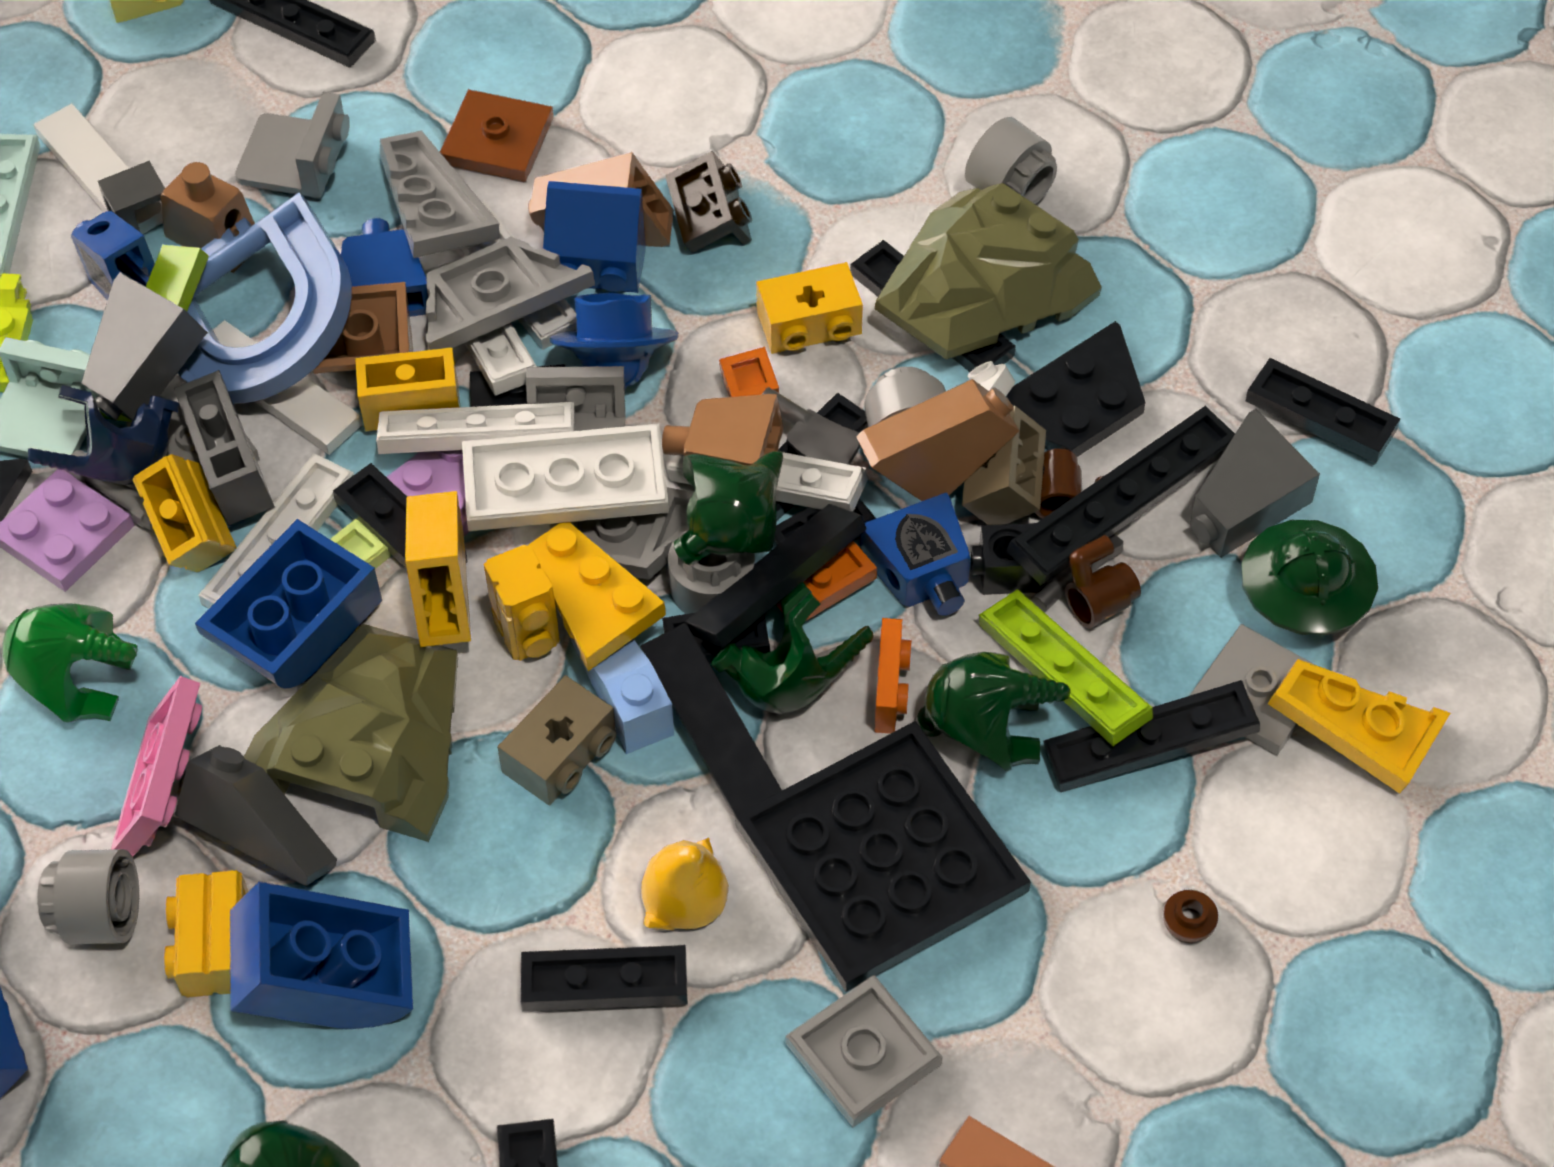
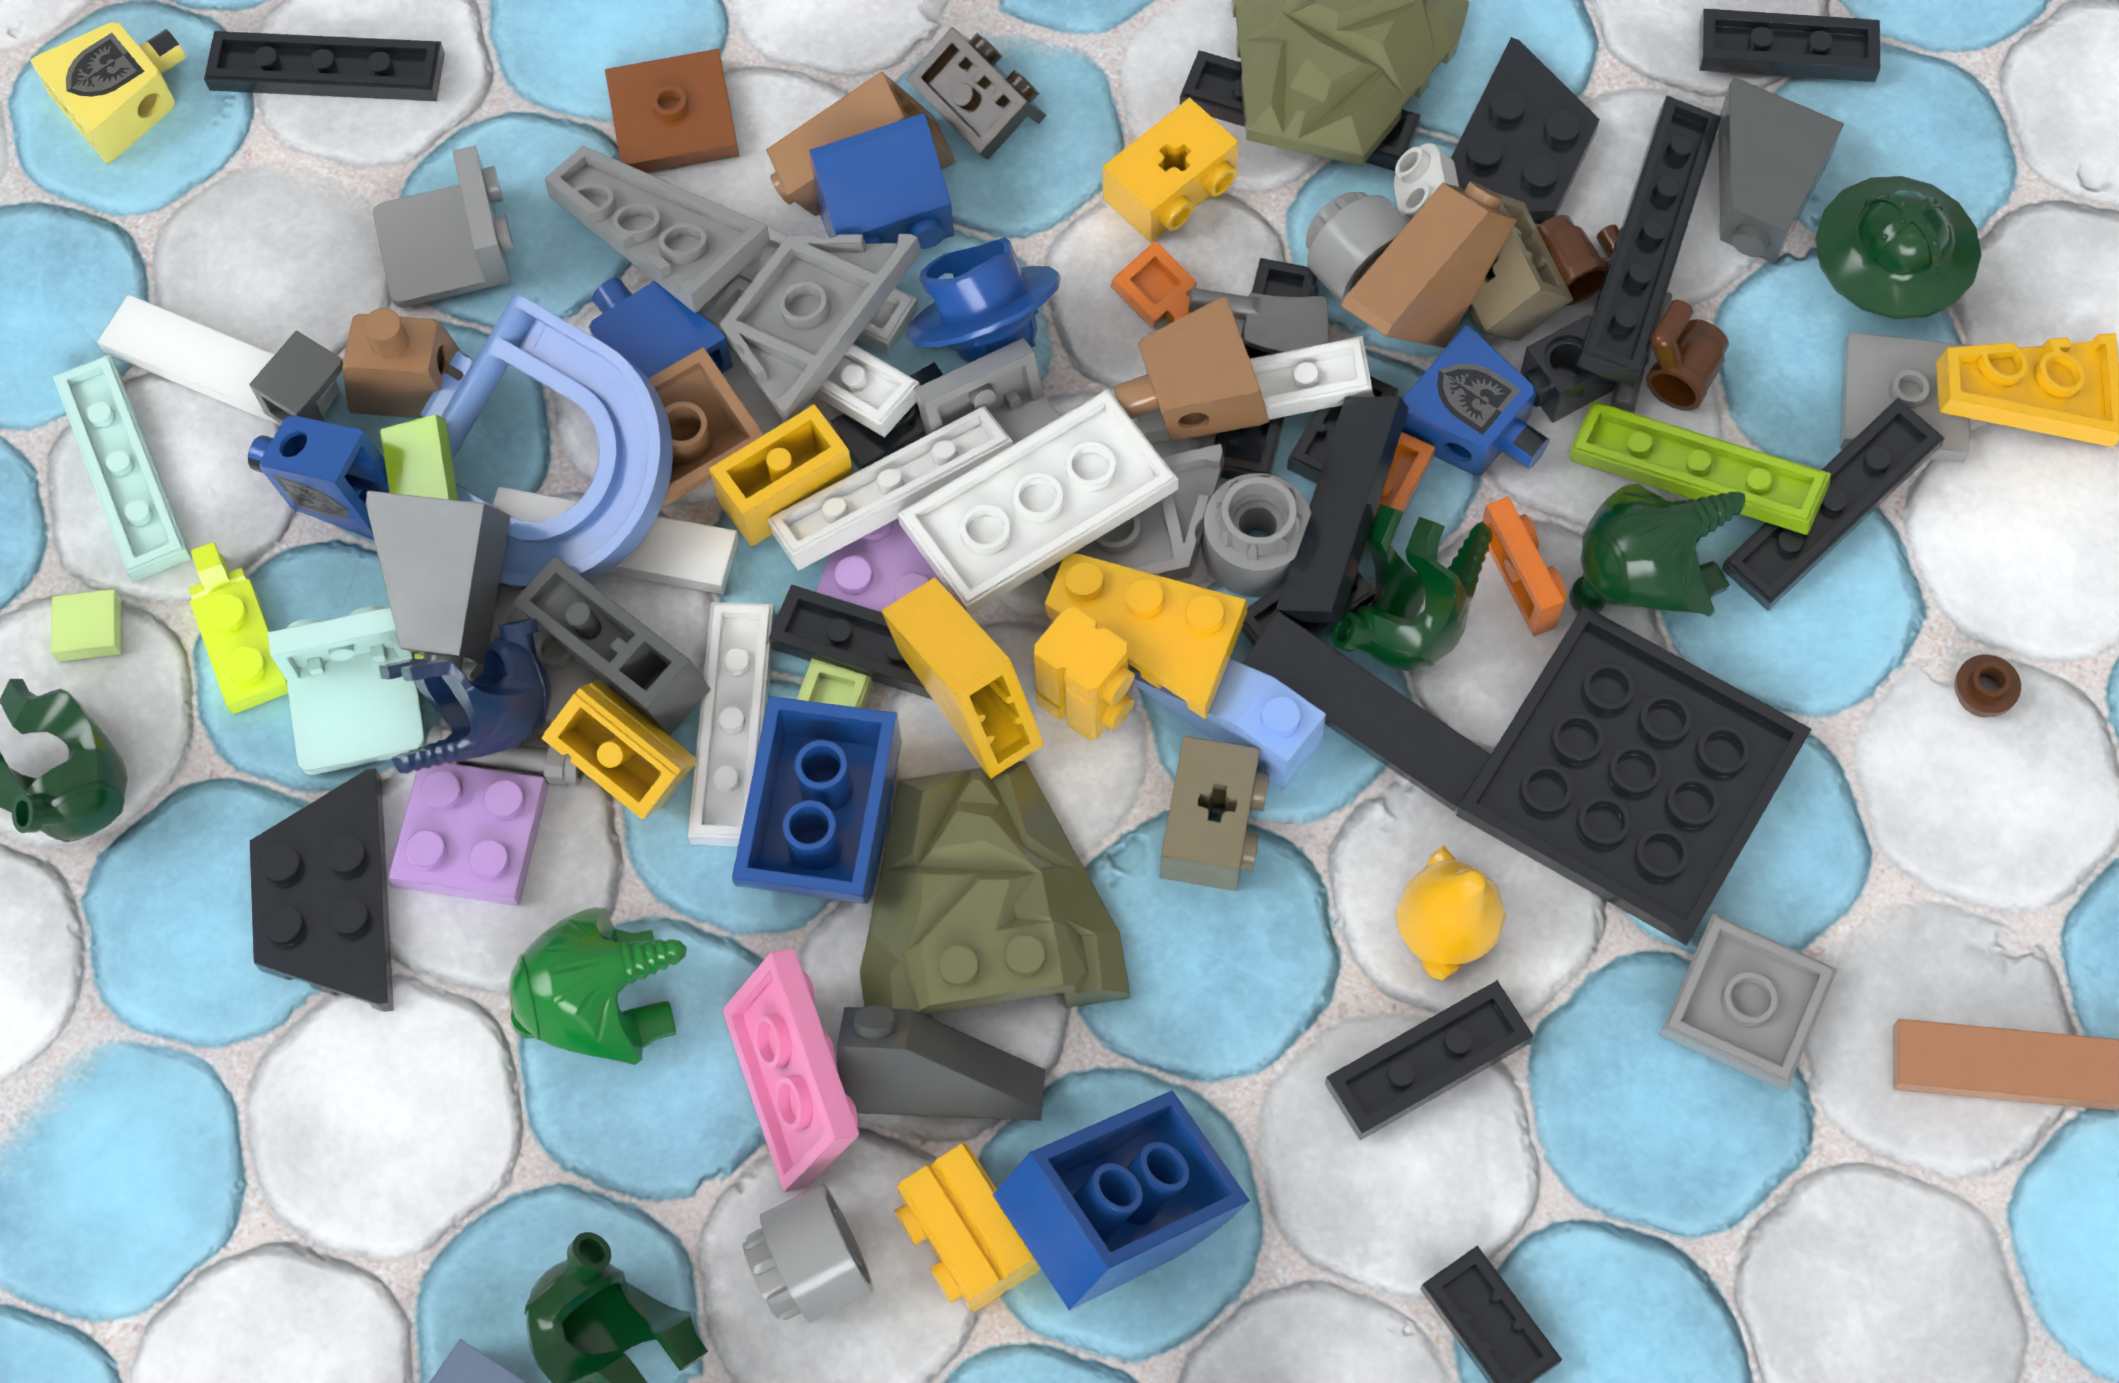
camera: 25 degrees left, 10 degrees up
(729, 507) = (1270, 455): dark green piece -> none

